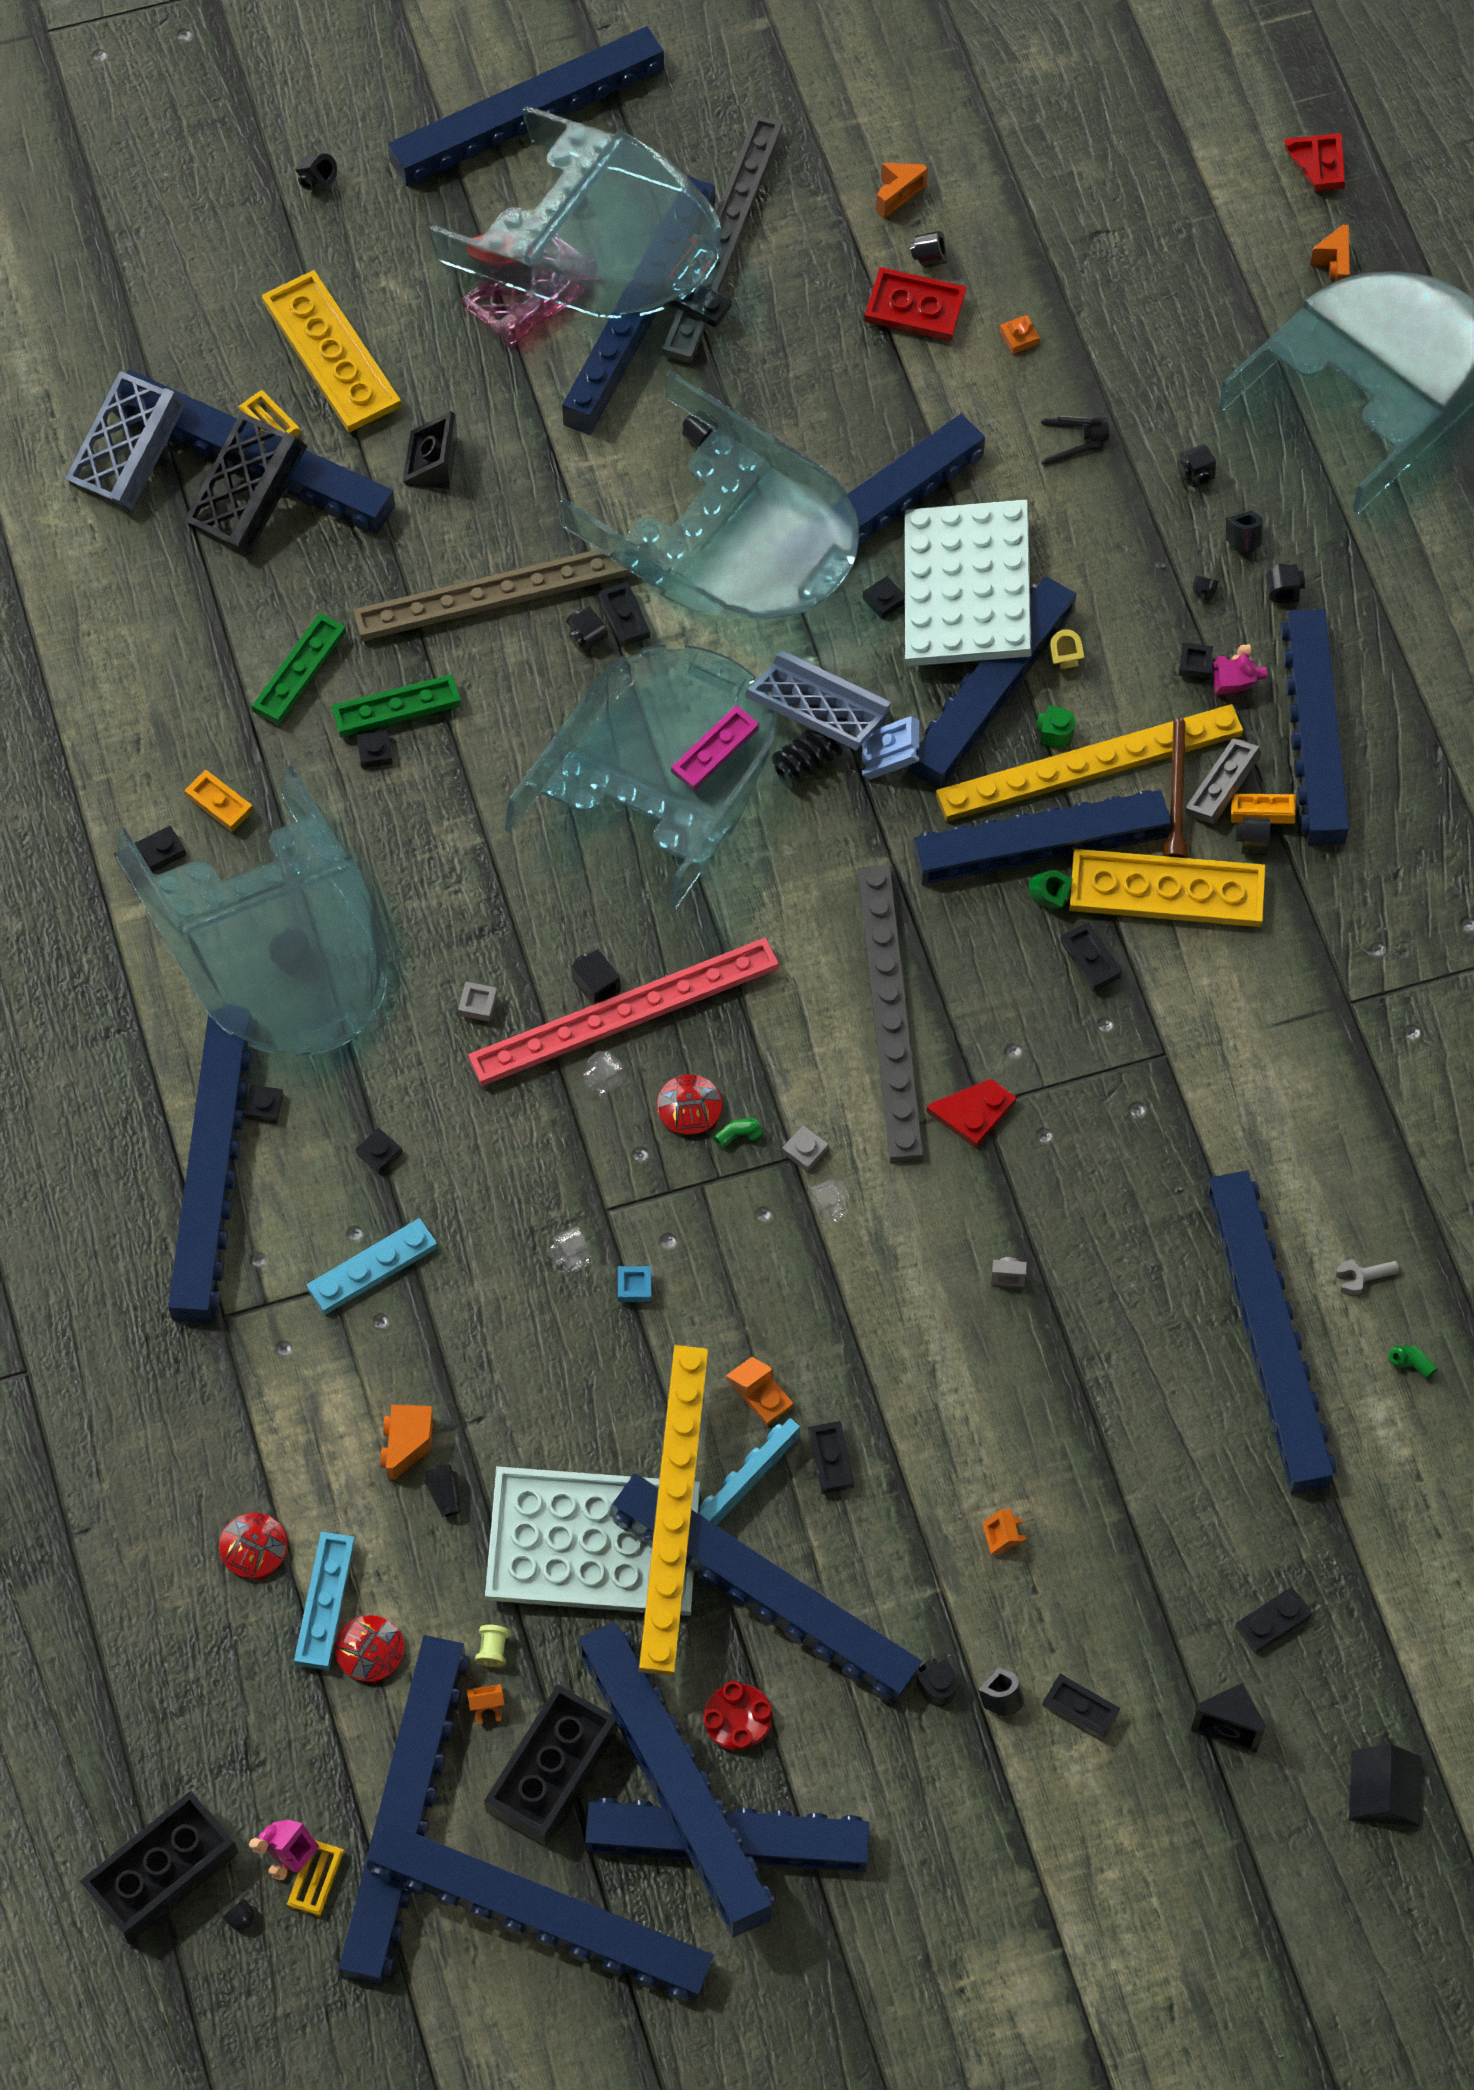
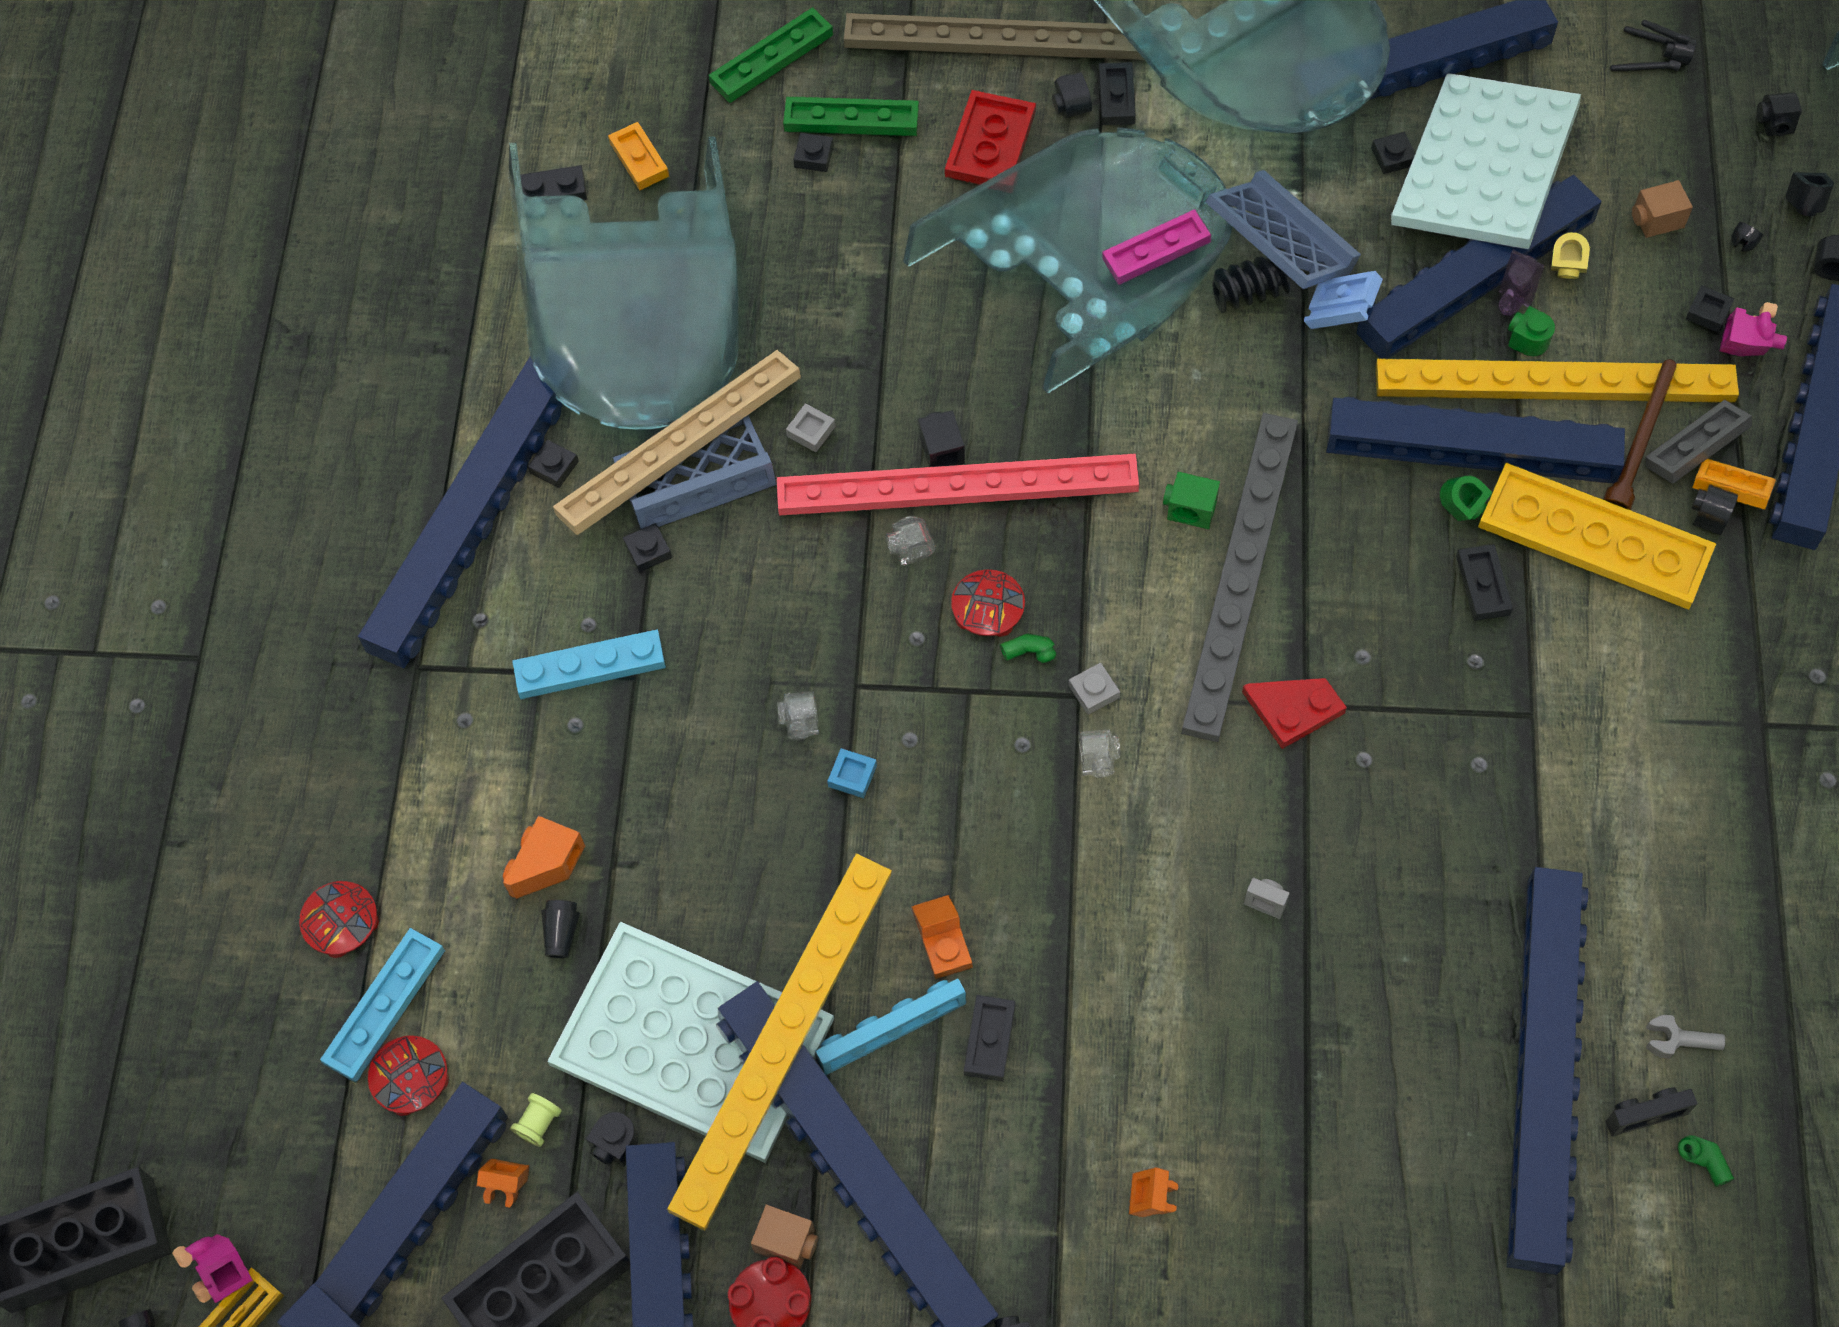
camera: 25 degrees right, 0 degrees up
(369, 1051) = (676, 442): none -> tan plate
(412, 1084) = (707, 489): none -> sand blue fence
(529, 691) = (989, 137): none -> red plate
(561, 1638) = (611, 1137): none -> black plate
(730, 1663) = (784, 1236): none -> medium nougat brick
(827, 962) = (1191, 500): none -> green brick
(1032, 688) = (1519, 283): none -> clear purple hinge
(1127, 583) = (1662, 209): none -> medium nougat brick
(1368, 1331) = (1665, 1106): none -> black plate

